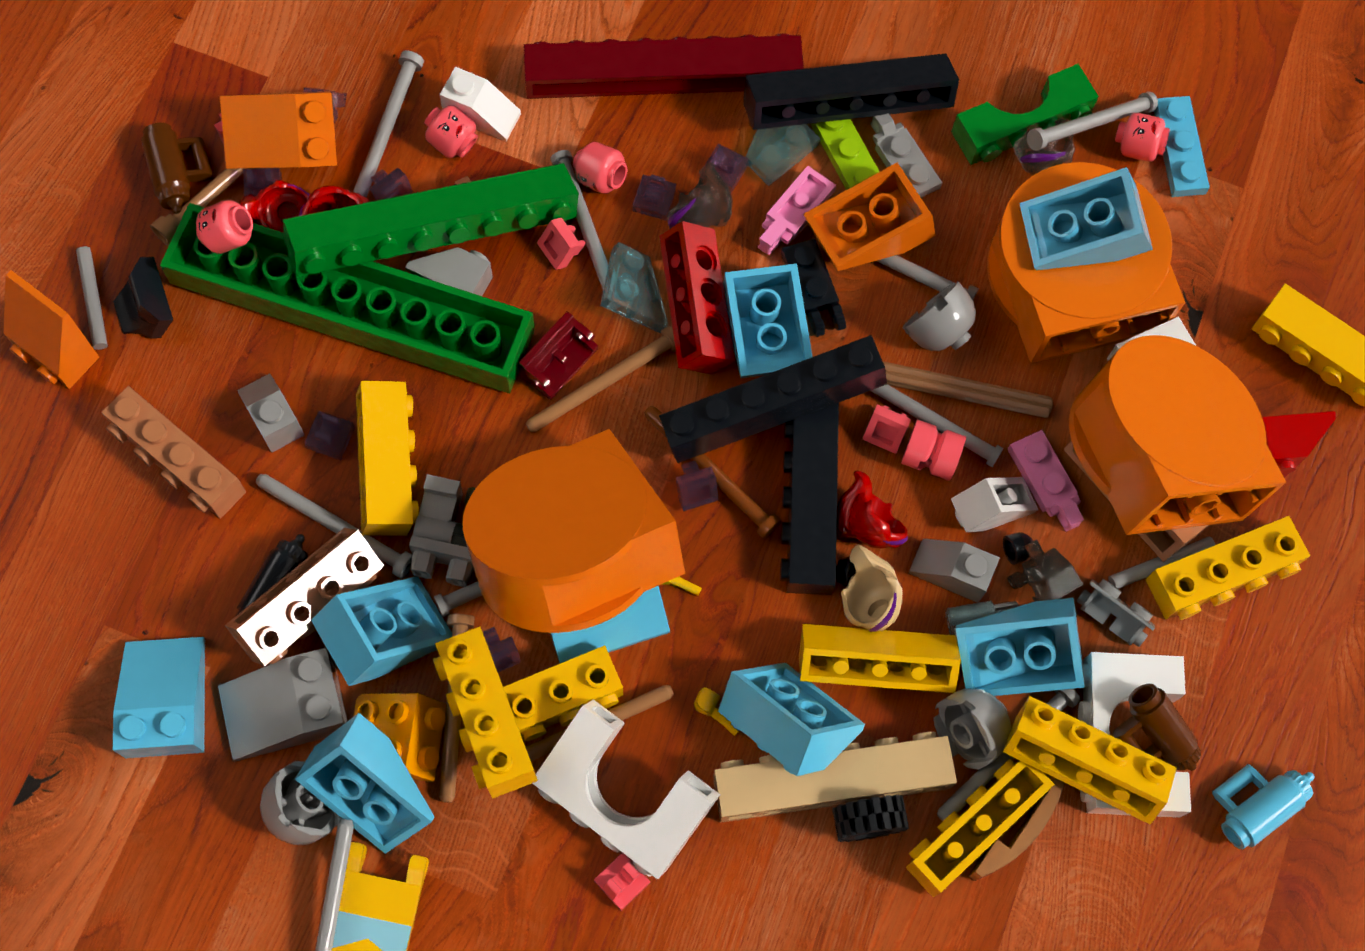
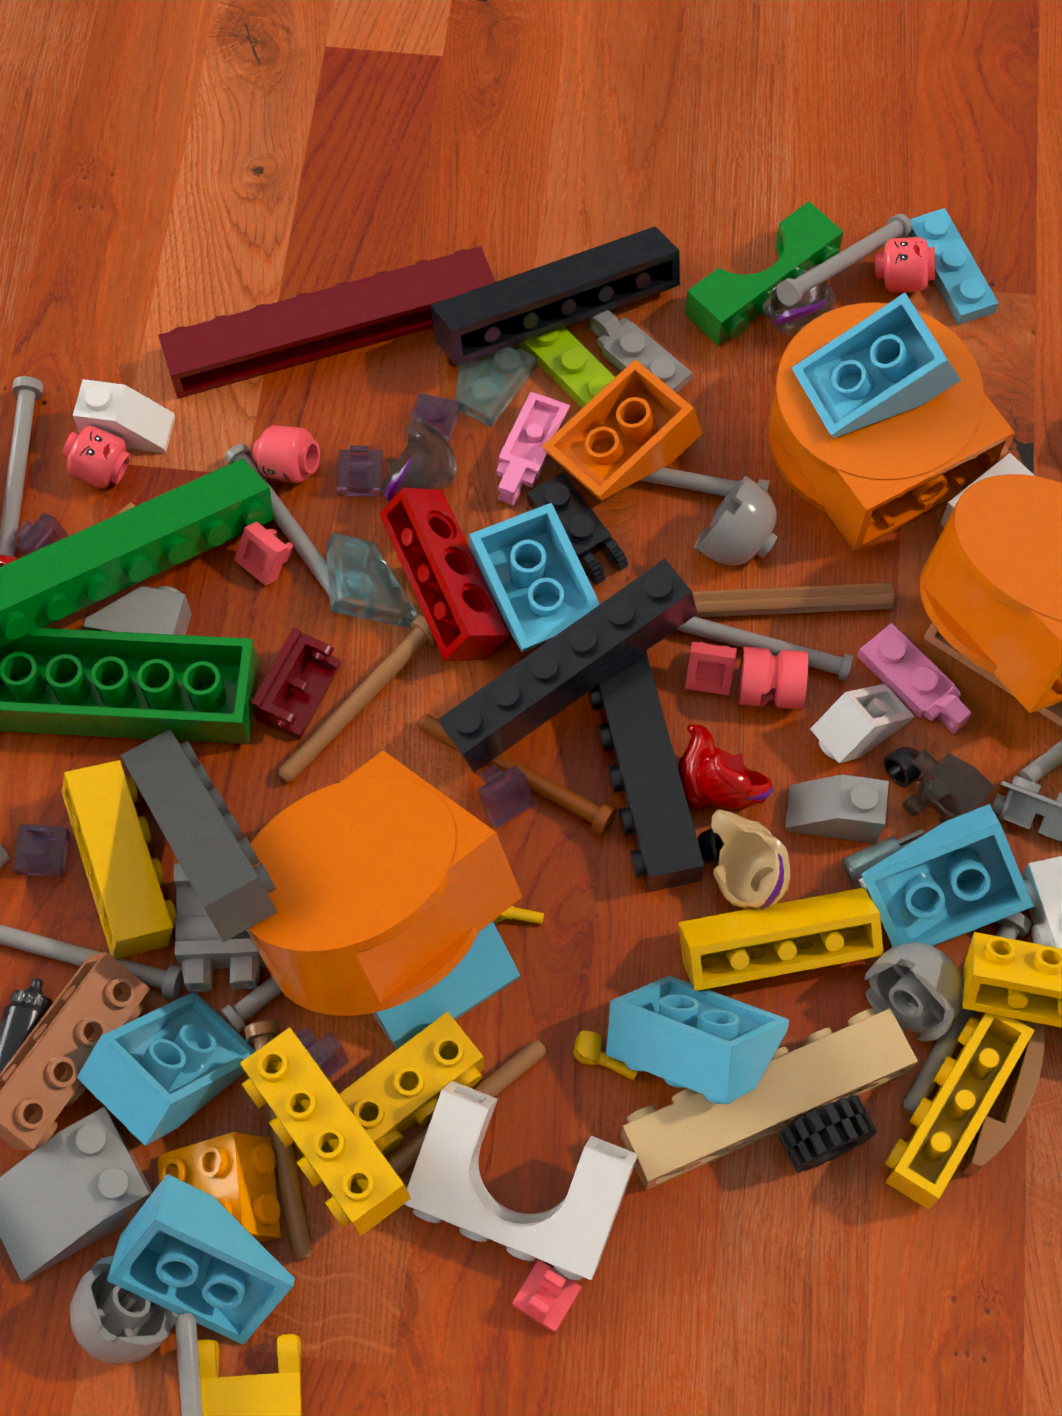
camera: 10 degrees left, 5 degrees down
(449, 458) = (202, 834): none -> dark grey brick

